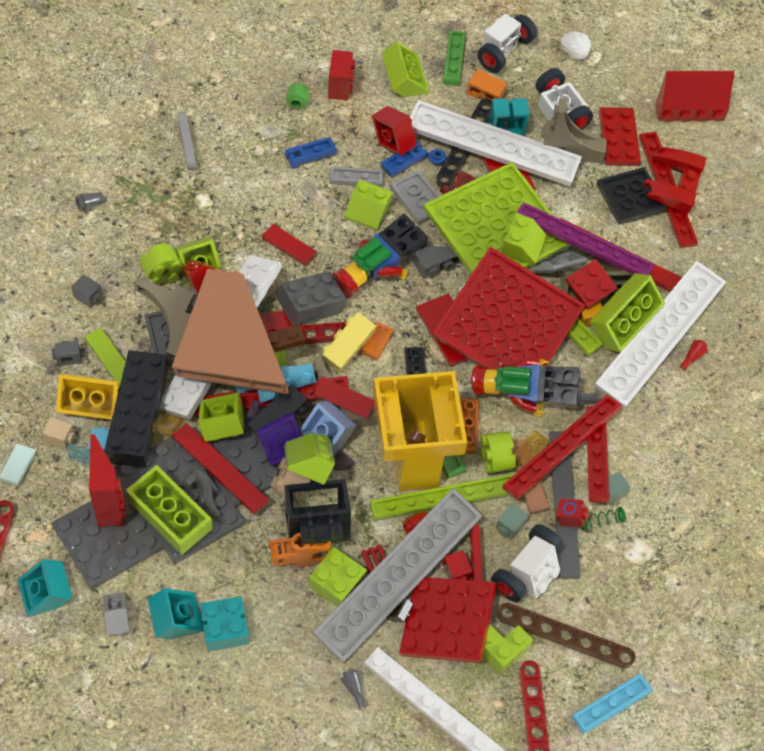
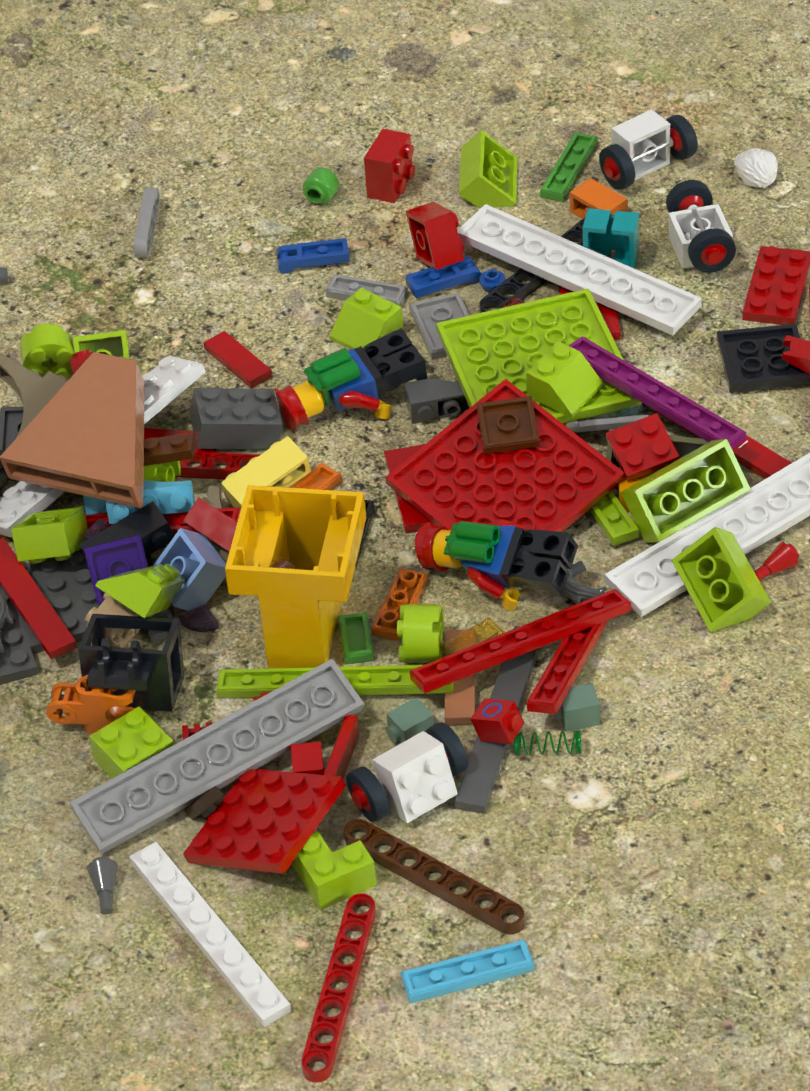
camera: 25 degrees right, 15 degrees down
(502, 282) = (508, 425): none -> reddish brown tile
(567, 136) = (679, 262): dark tan arch -> none
(669, 376) = (720, 580): none -> lime slope

